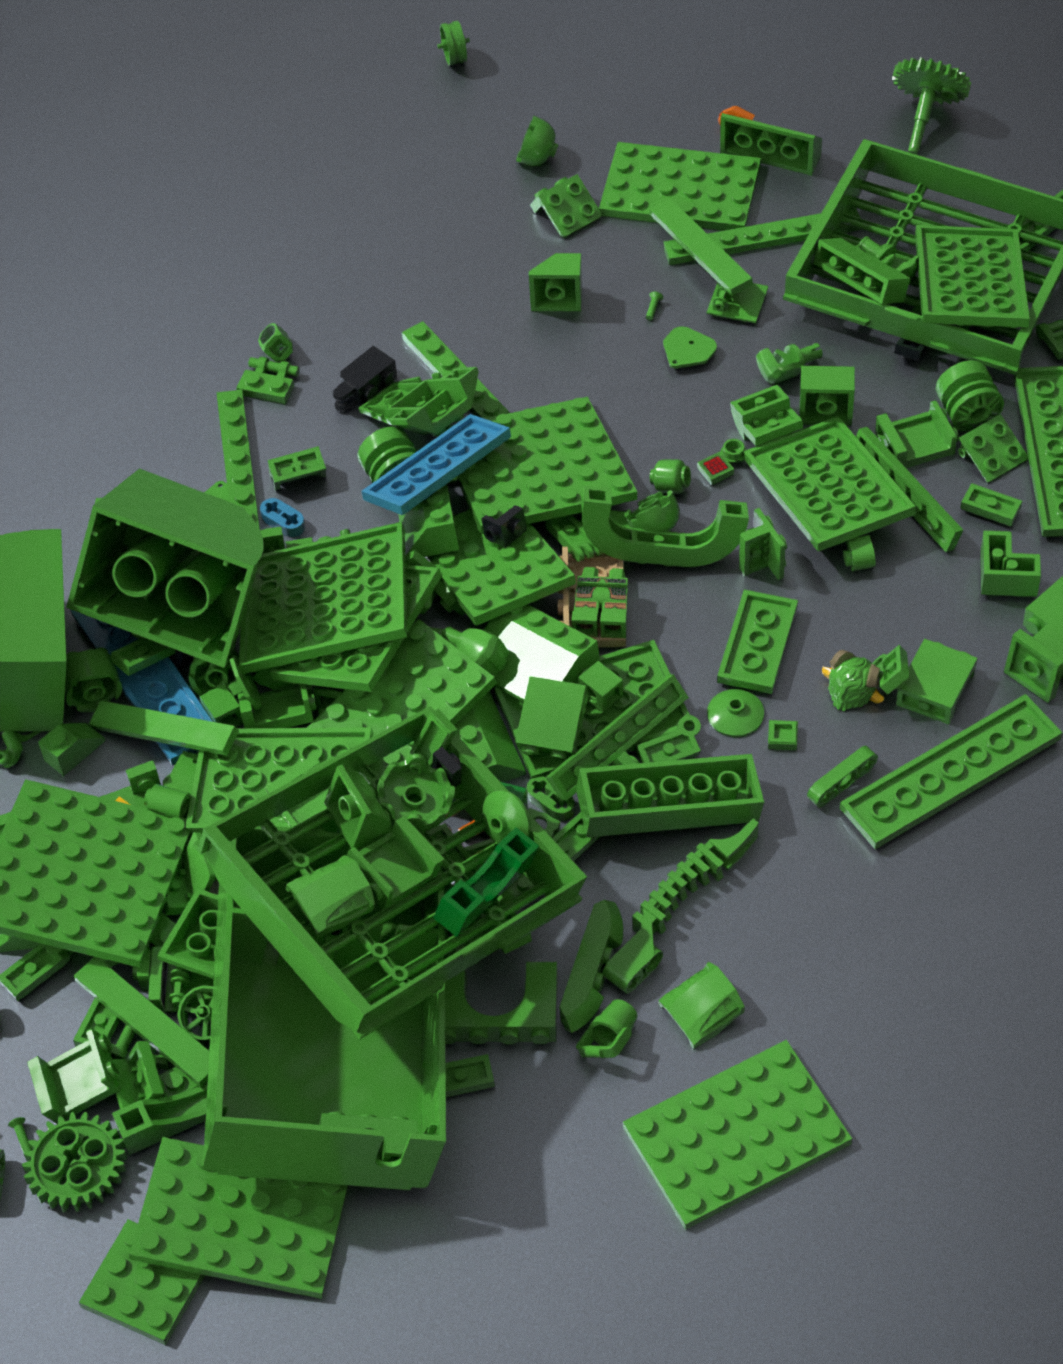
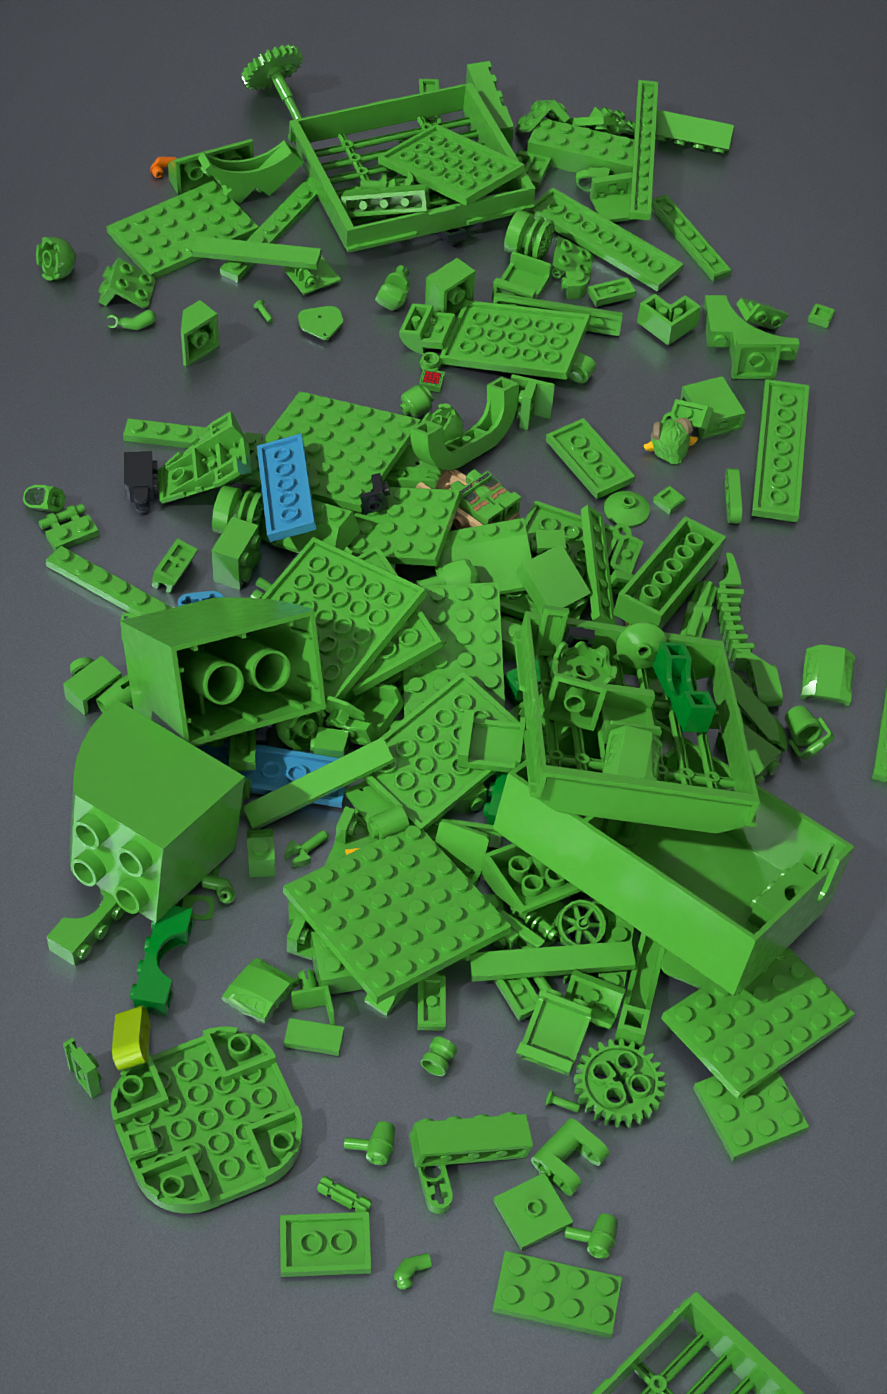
camera: 55 degrees left, 0 degrees up
(98, 764) = (303, 849): none -> bright green bar
(341, 493) = (236, 553): none -> bright green brick
(535, 244) = (136, 323): none -> bright green arm
(660, 852) = (699, 609): none -> bright green piece
(776, 168) = (261, 172): none -> bright green arch
(962, 473) = (575, 284): none -> bright green plate

